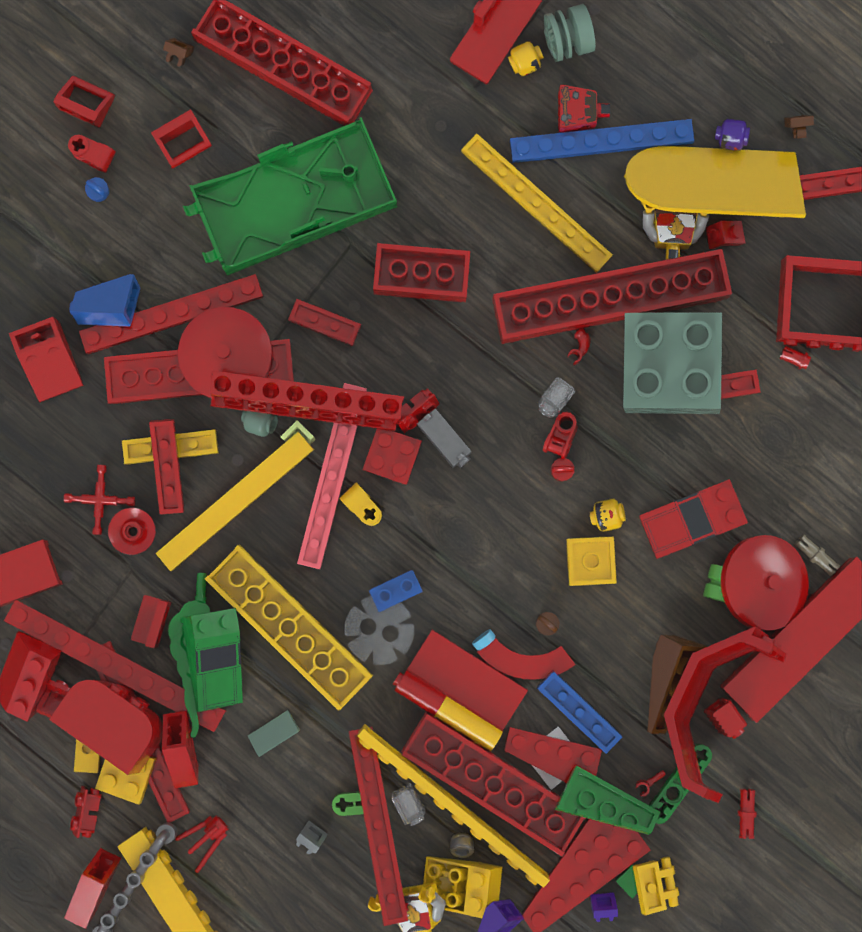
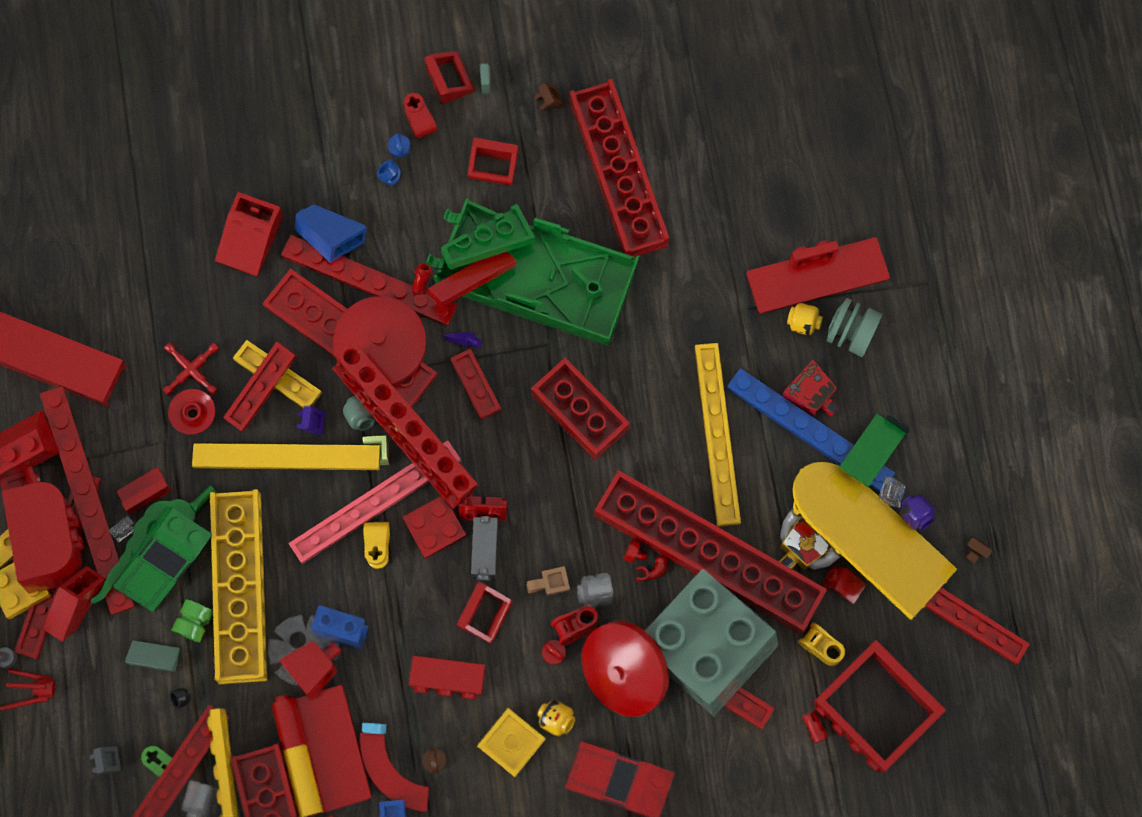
camera: 45 degrees right, 10 degrees down
(109, 217) = (387, 171): none -> blue tile
(115, 78) = (485, 78): none -> sand green tile
(163, 663) = (122, 529): none -> clear tile
(211, 274) = (423, 273): none -> red pin
(229, 457) = (312, 420): none -> dark purple tile
(240, 194) = (500, 235): none -> green wing
(250, 243) = (471, 278): none -> red tile
(280, 683) = (192, 621): none -> bright green wheel
(285, 295) = (464, 339): none -> dark purple bar
(322, 745) = (179, 697): none -> black hinge
(399, 637) = (311, 666): none -> red torso
(475, 488) = (472, 607): none -> red tile
(503, 556) = (447, 677): none -> red brick
(515, 419) = (553, 581): none -> medium nougat plate
(555, 344) = (634, 552): none -> red tile
(630, 435) = (625, 668): none -> red dish
(661, 113) = (874, 448): none -> green piece
(702, 135) = (892, 492): none -> clear tile
(745, 293) = (820, 645): none -> yellow piece

